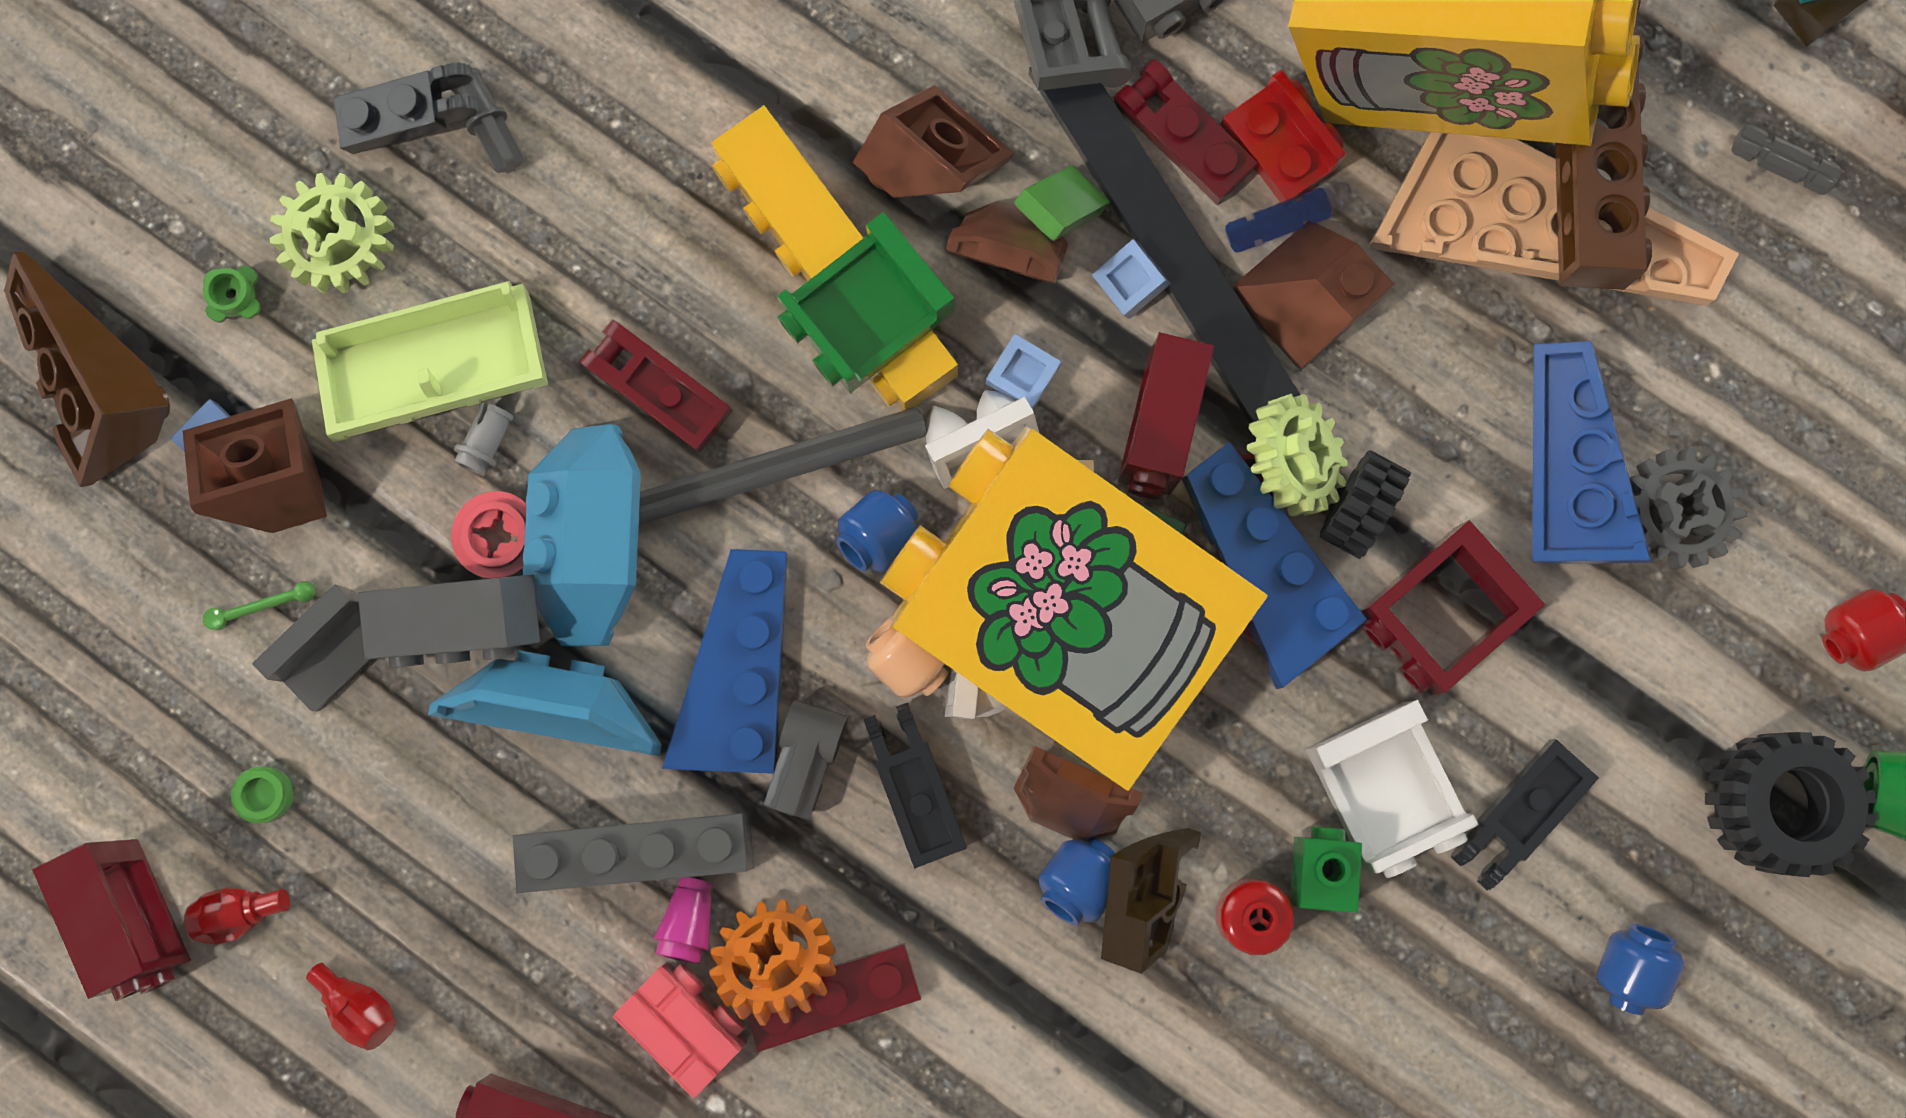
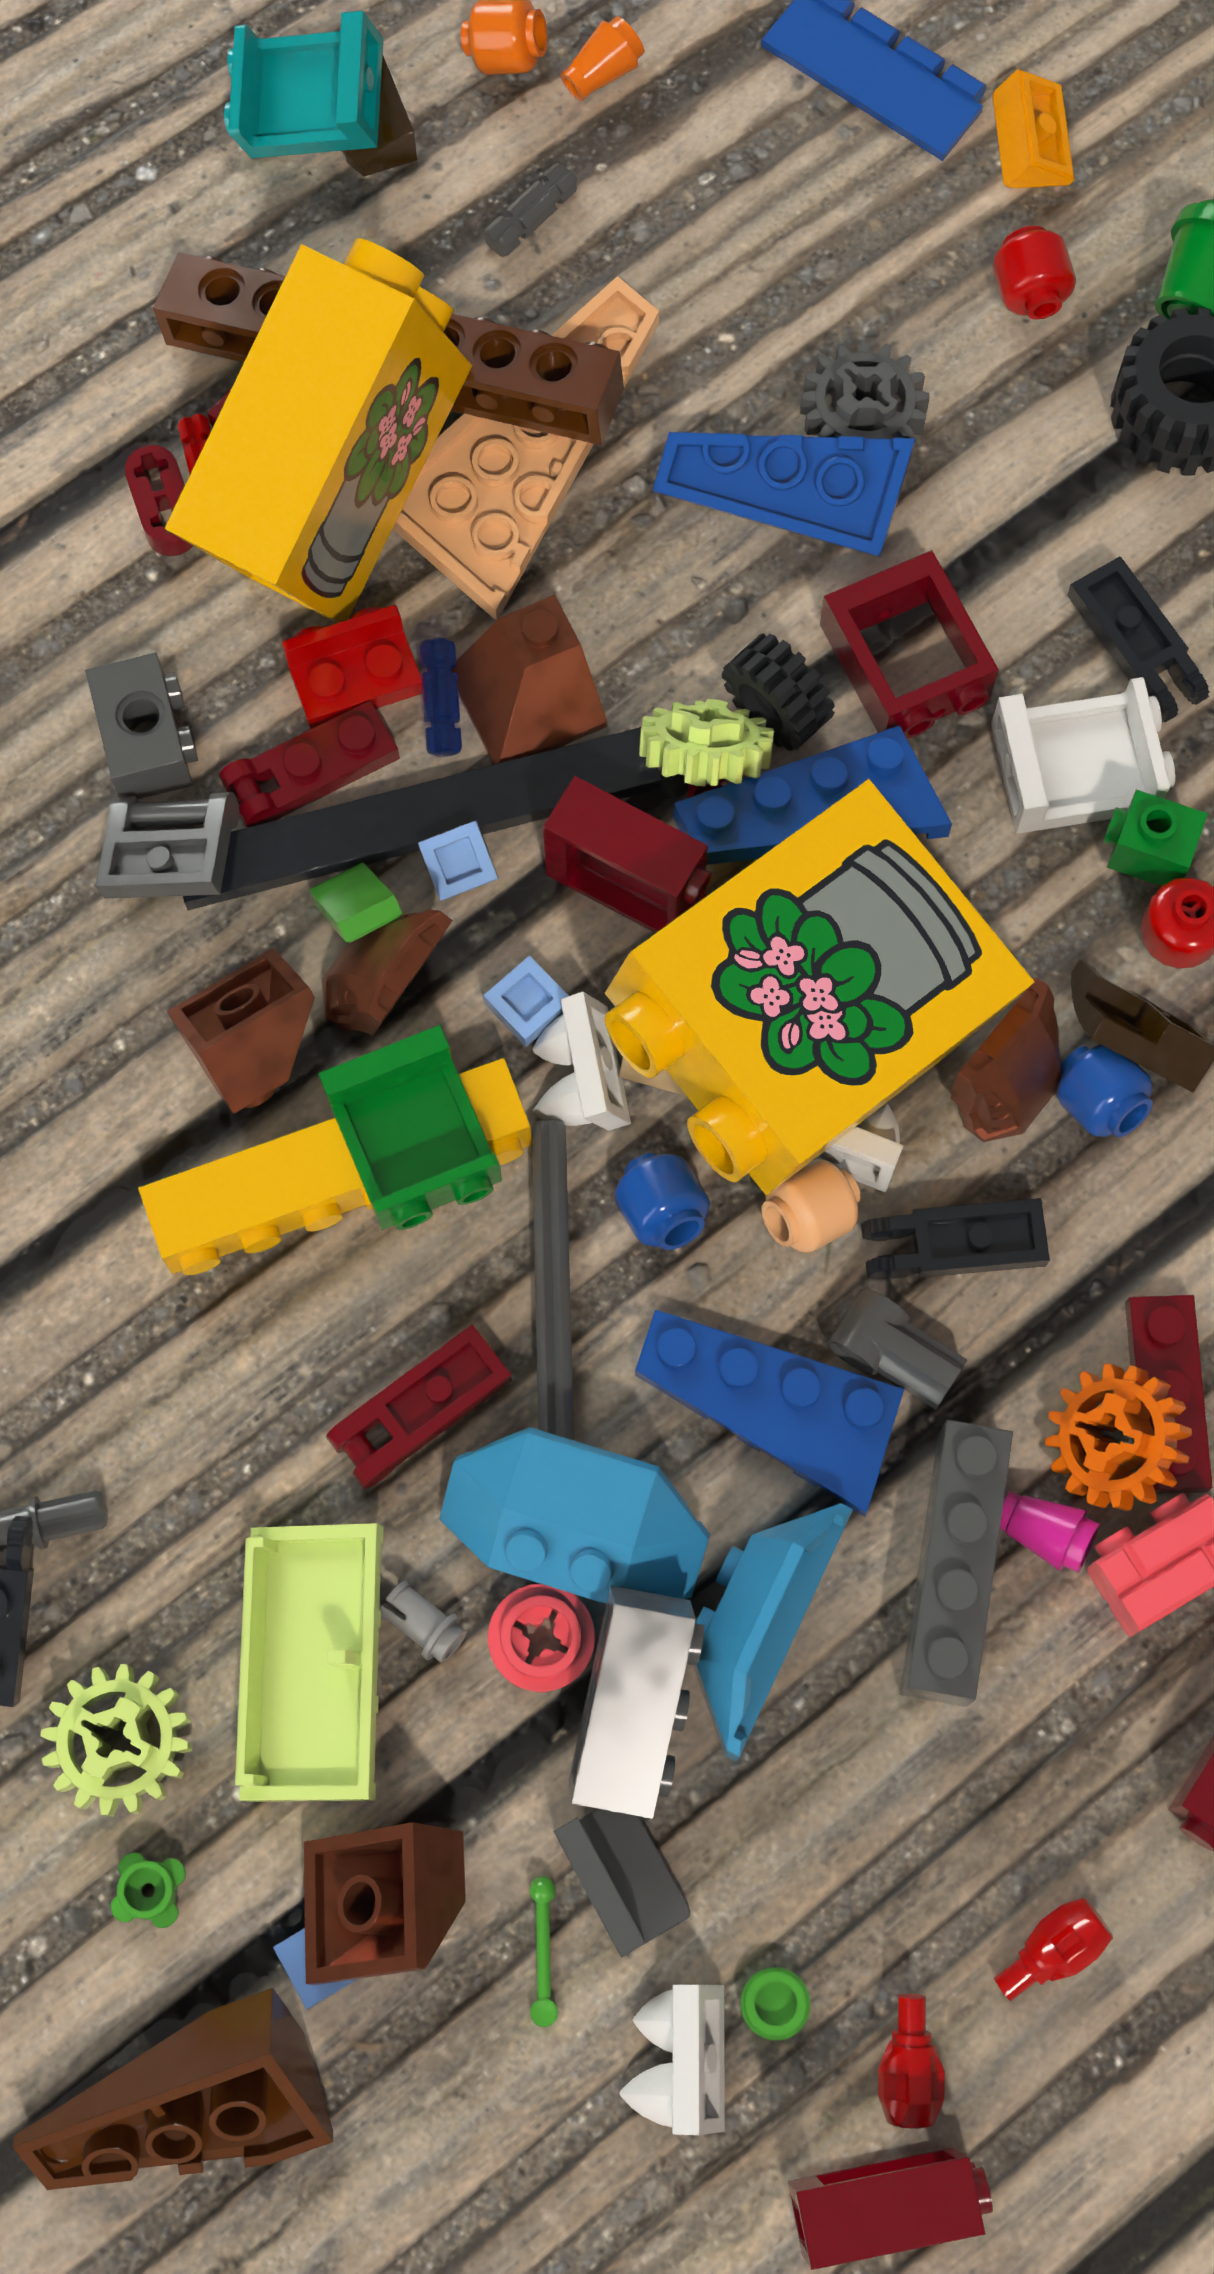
camera: 75 degrees left, 10 degrees down
(183, 746) = (692, 2087): none -> white tile

